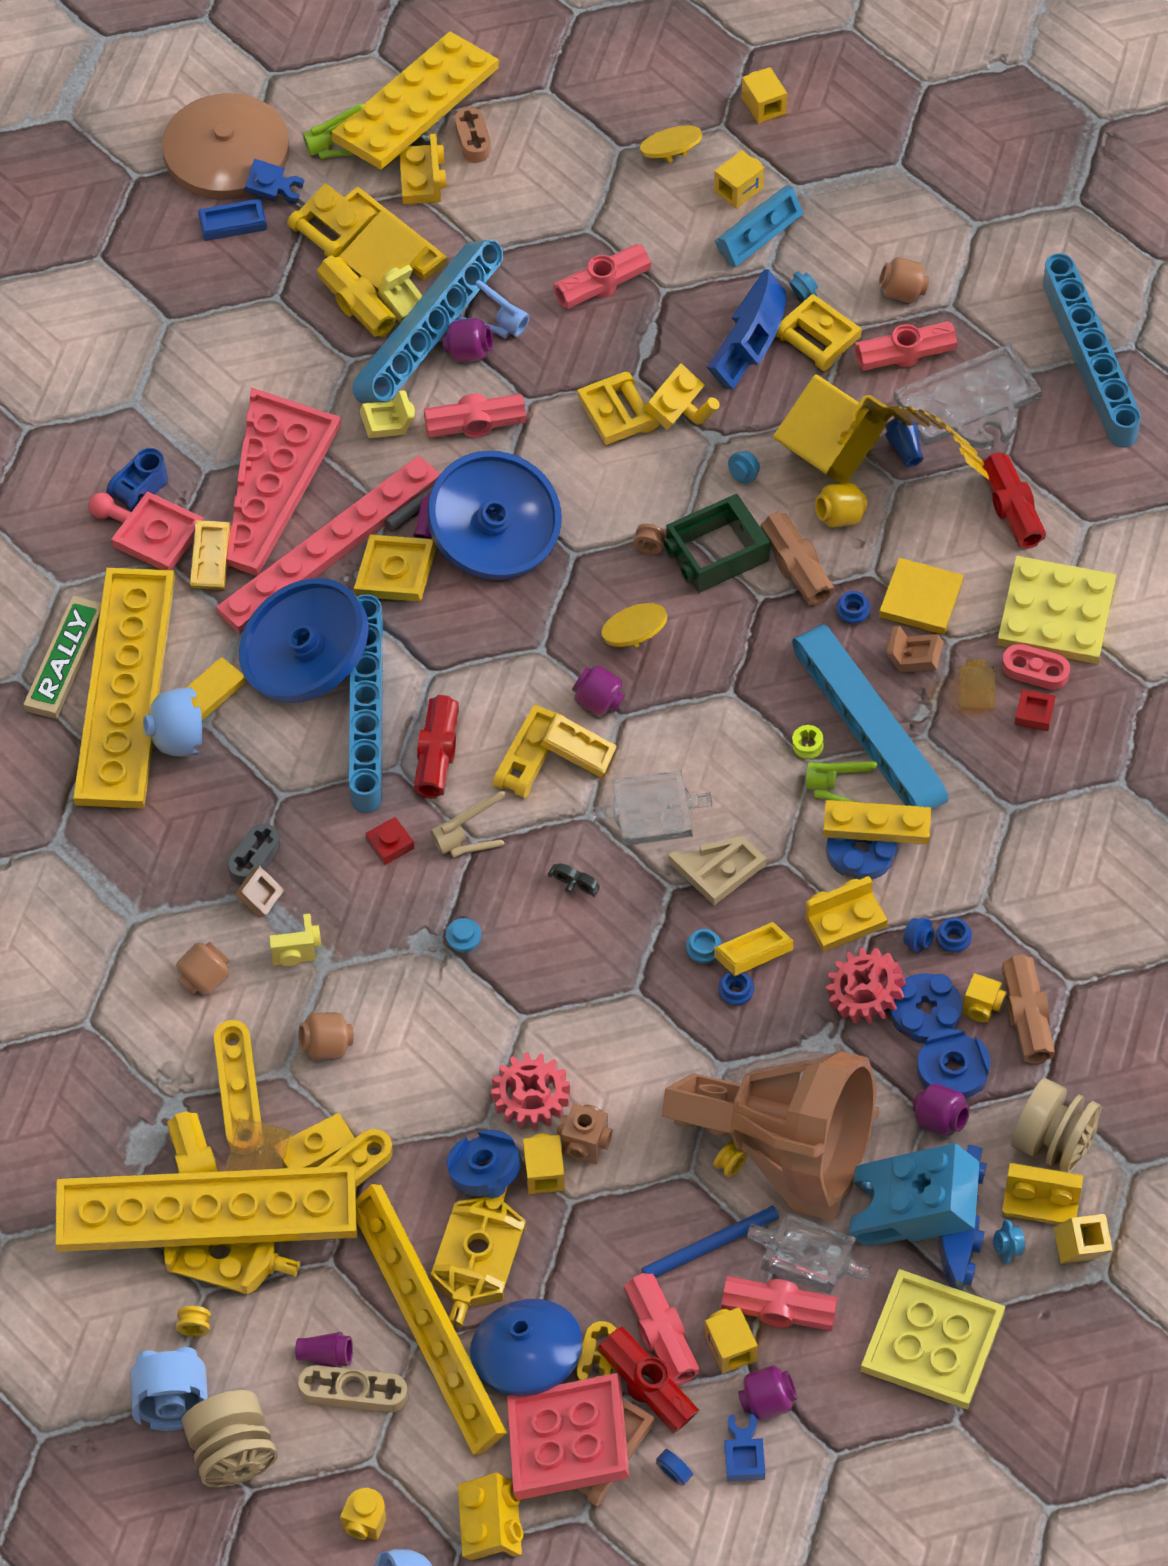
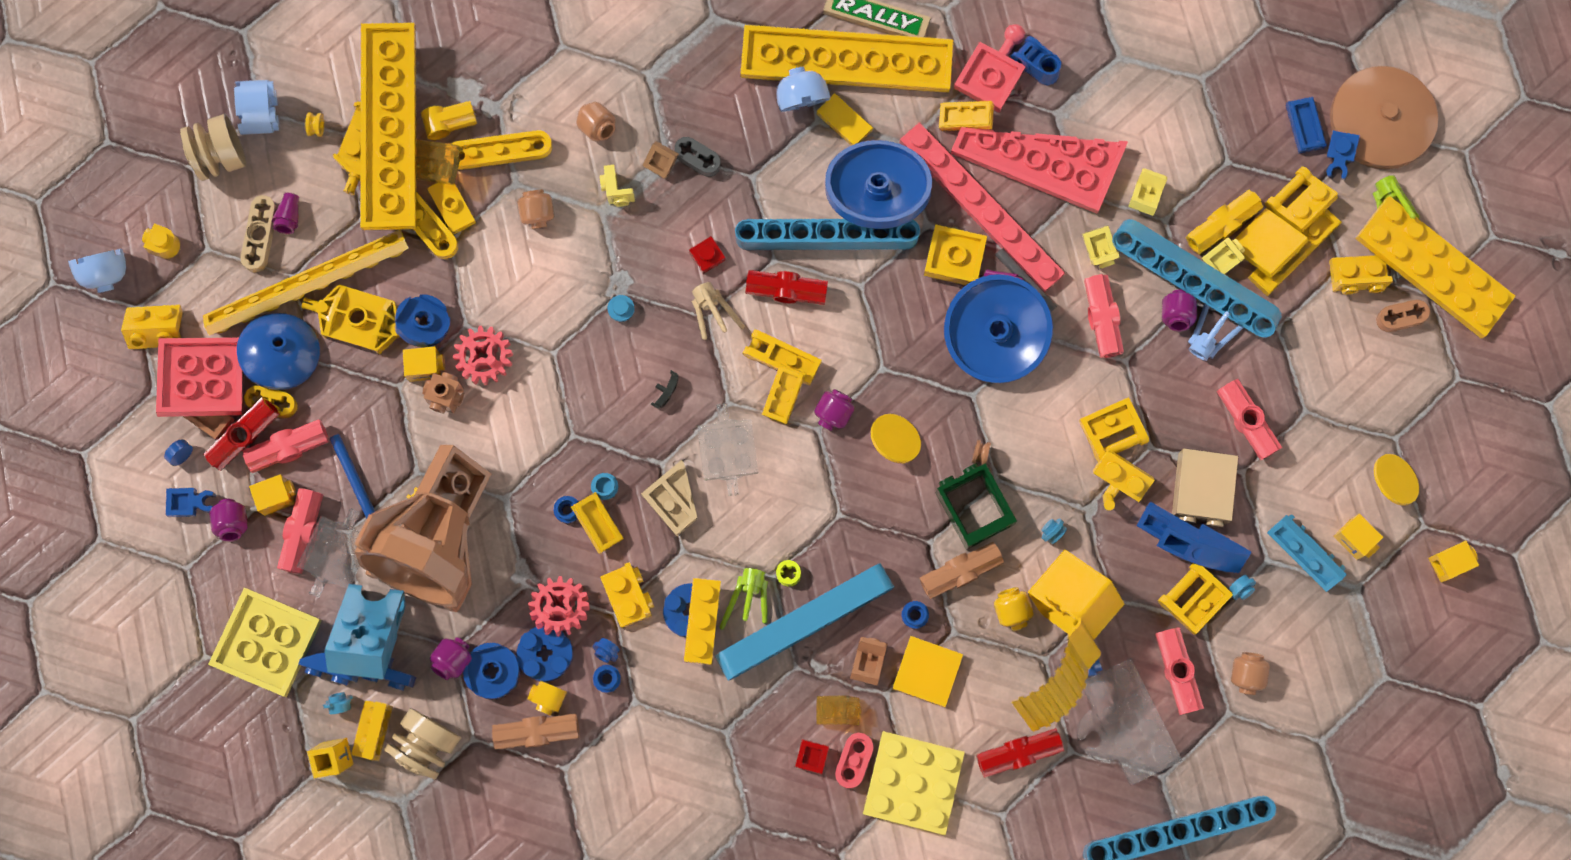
camera: 90 degrees right, 20 degrees up
(317, 371) = (1147, 191): none -> light yellow bracket
(685, 319) = (1205, 487): none -> tan brick

